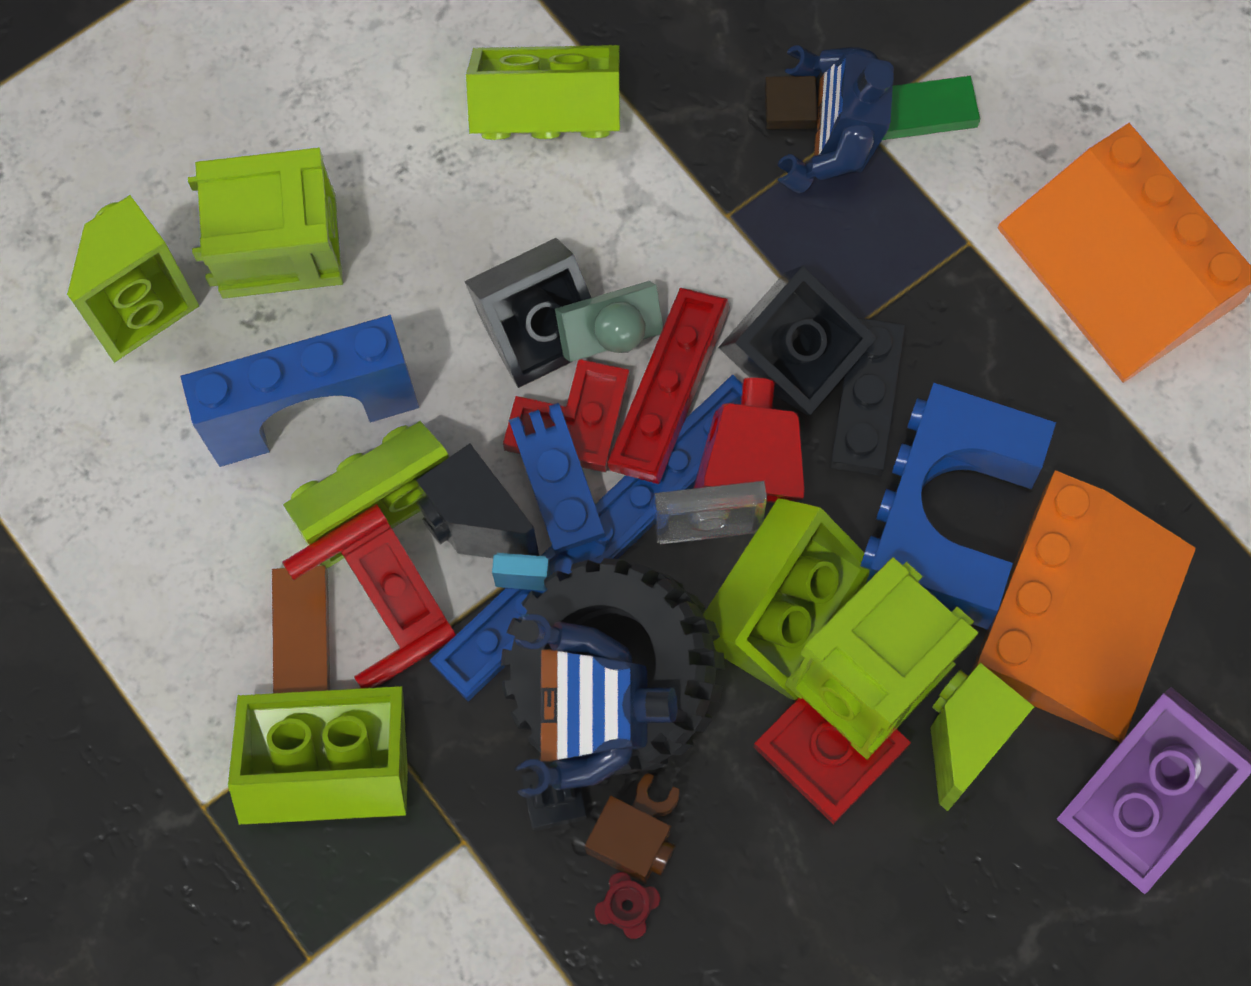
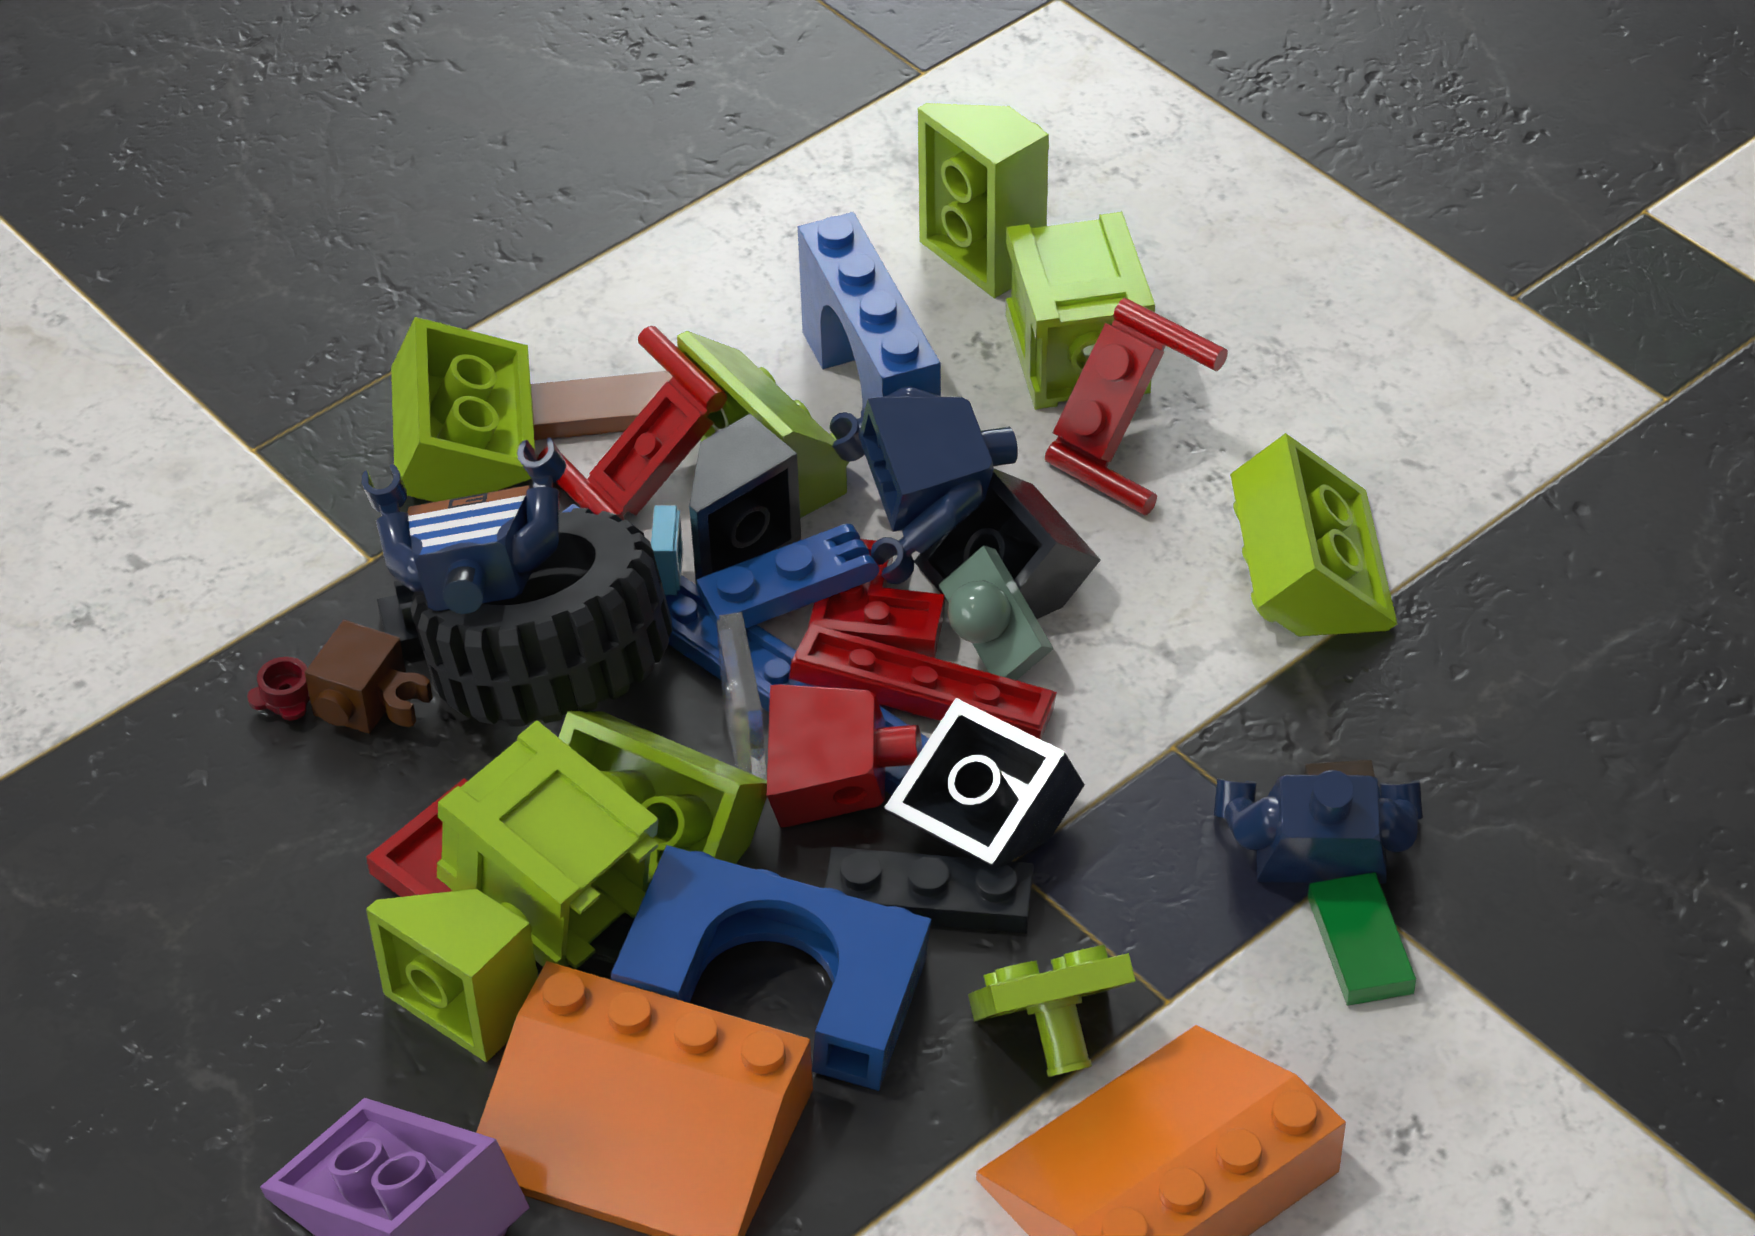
camera: 85 degrees right, 25 degrees down
(383, 200) = (1110, 395): none -> red plate
(484, 343) = (926, 466): none -> dark blue torso
(999, 305) = (1054, 999): none -> lime plate

